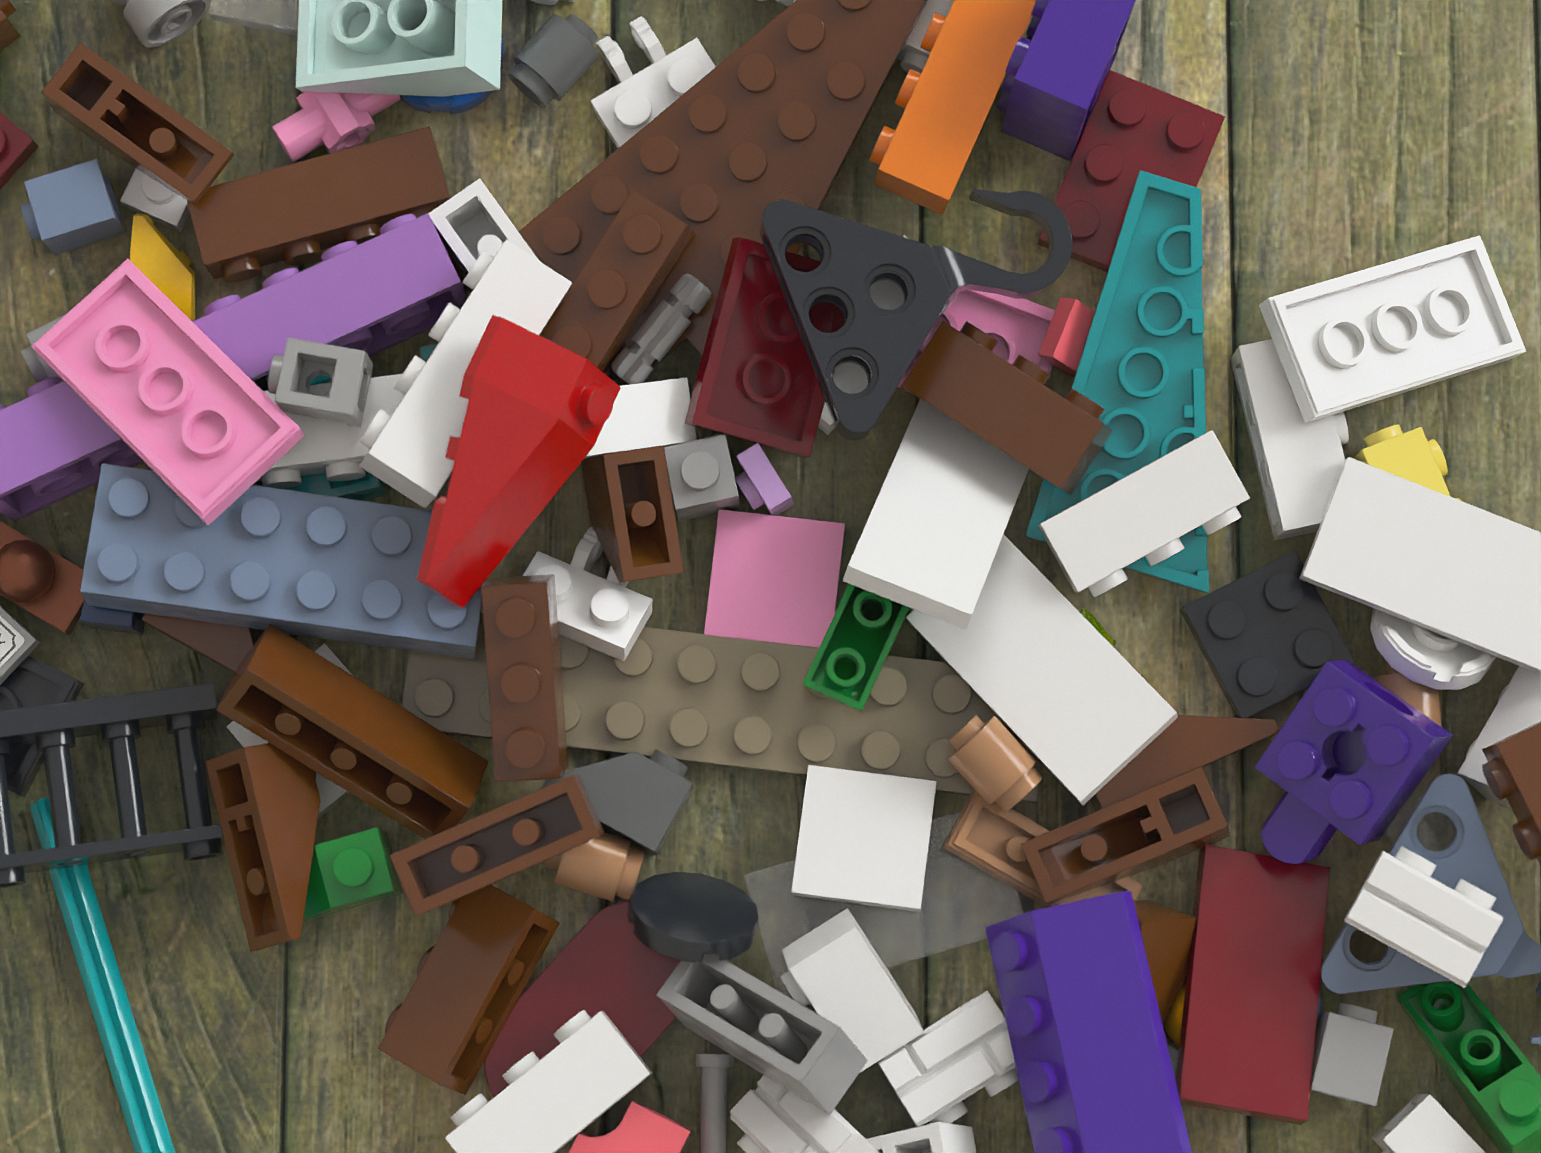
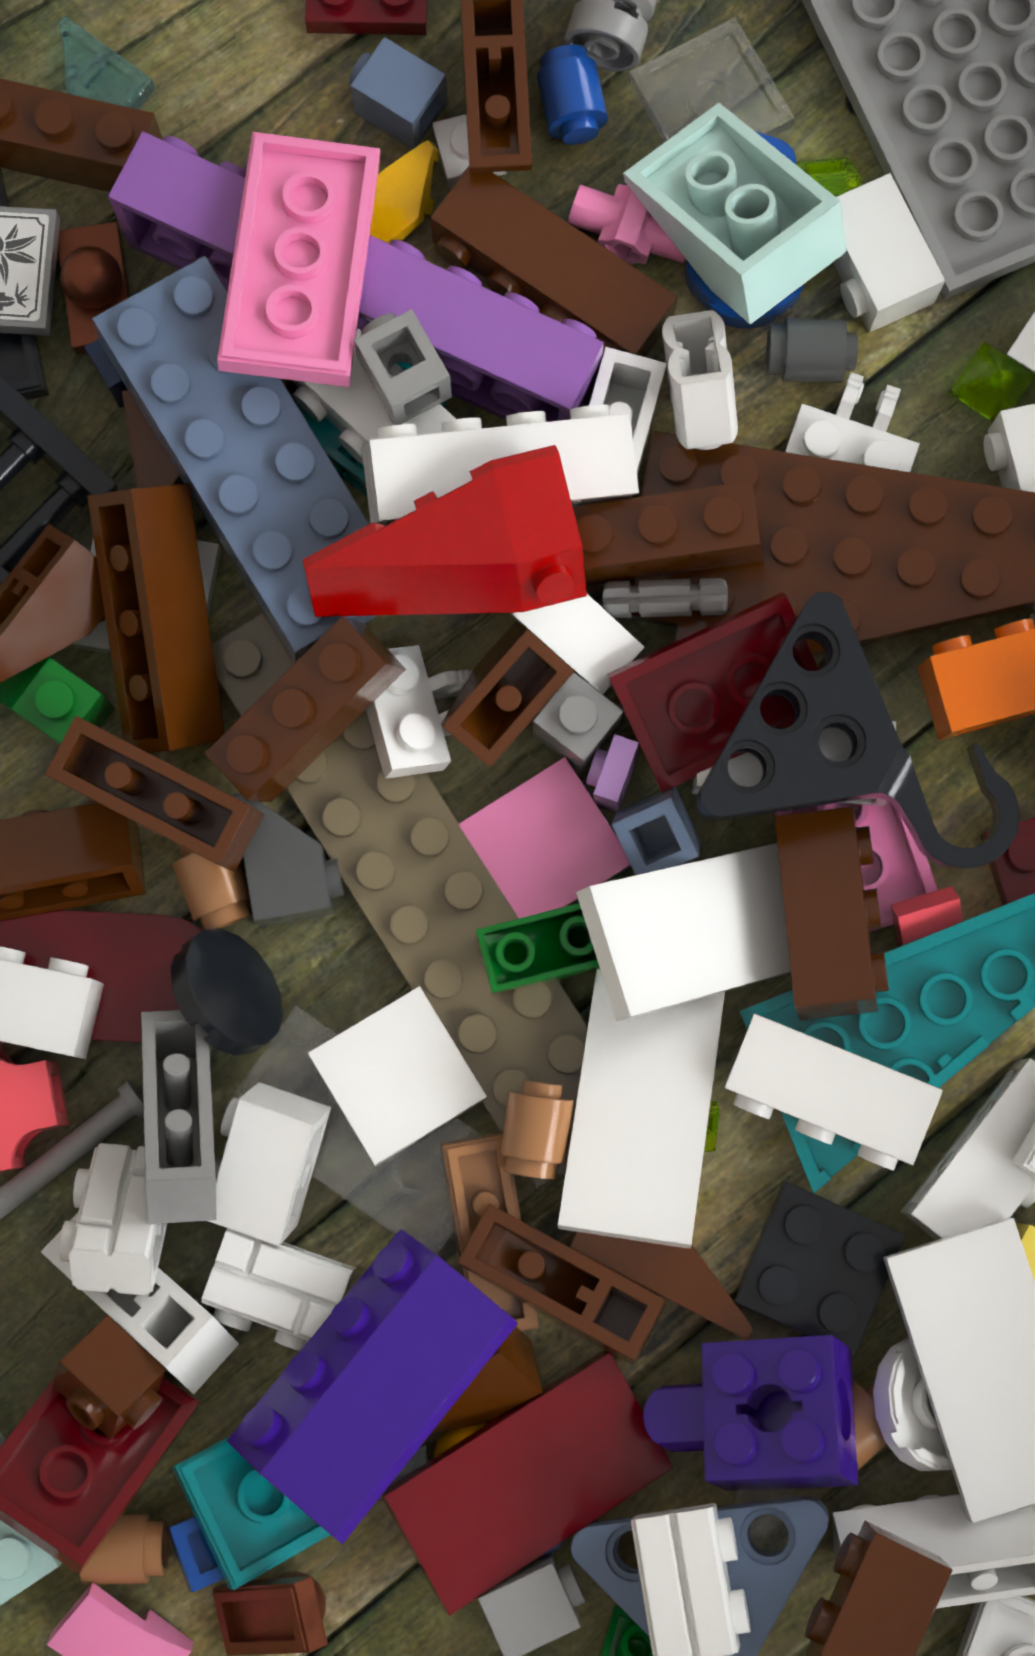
camera: 50 degrees right, 0 degrees up
(191, 74) = (571, 94): none -> blue brick
(511, 163) = (700, 380): none -> white brick
(839, 486) = (657, 832): none -> sand blue brick

